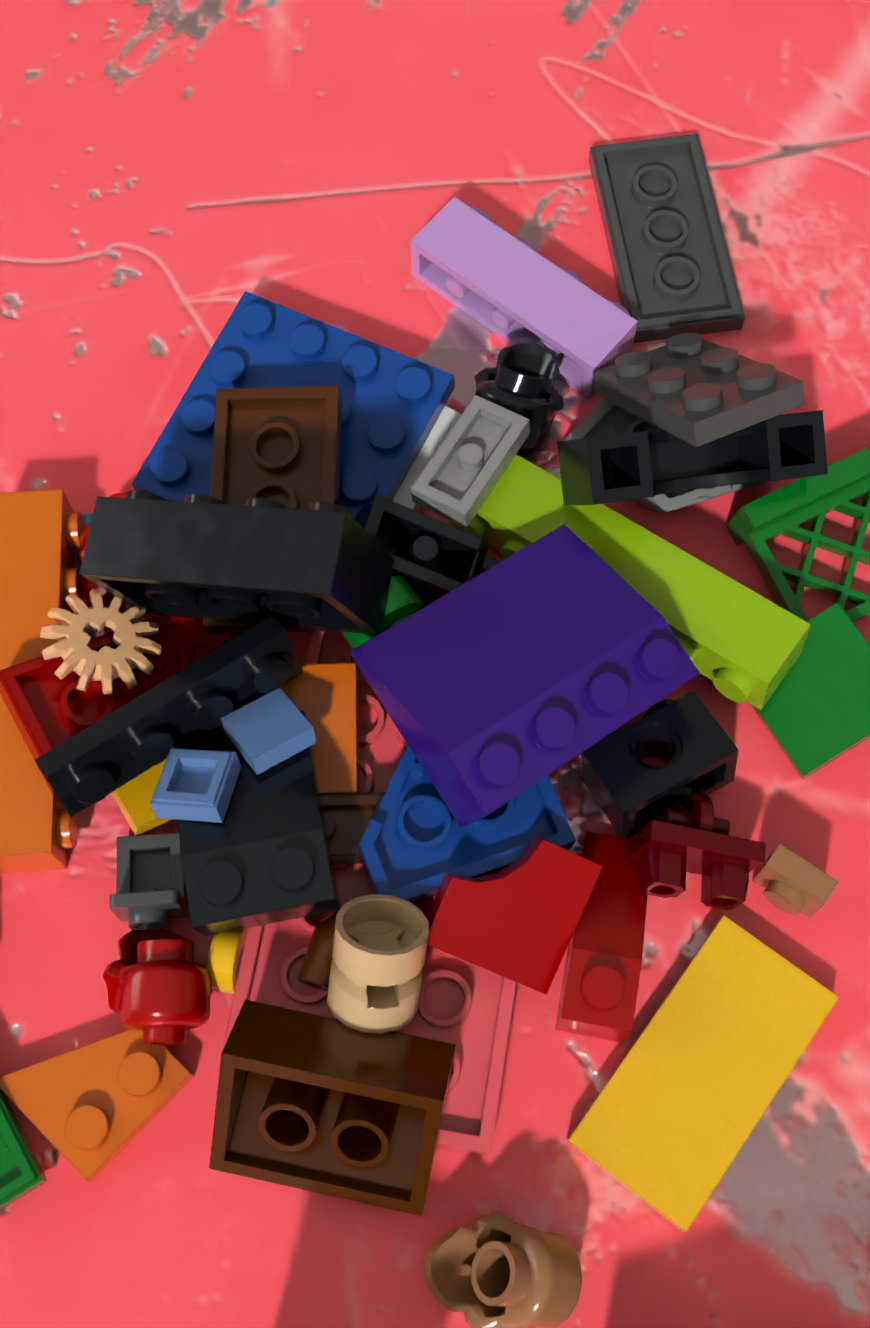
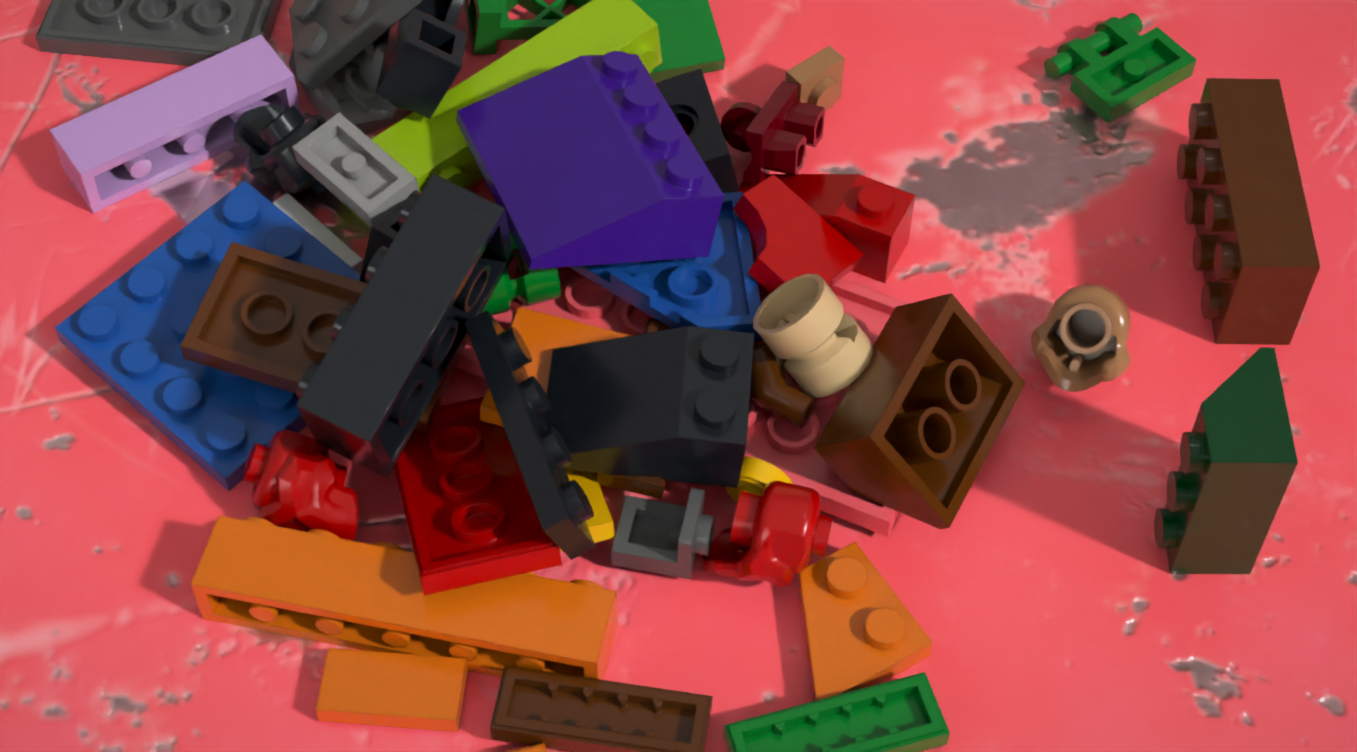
camera: 75 degrees left, 15 degrees down
(107, 662) = (386, 499): light nougat gear -> none
(196, 785) = (608, 420): medium blue tile -> none
(268, 730) = (571, 364): medium blue tile -> none
(703, 1073) = (965, 200): yellow tile -> none

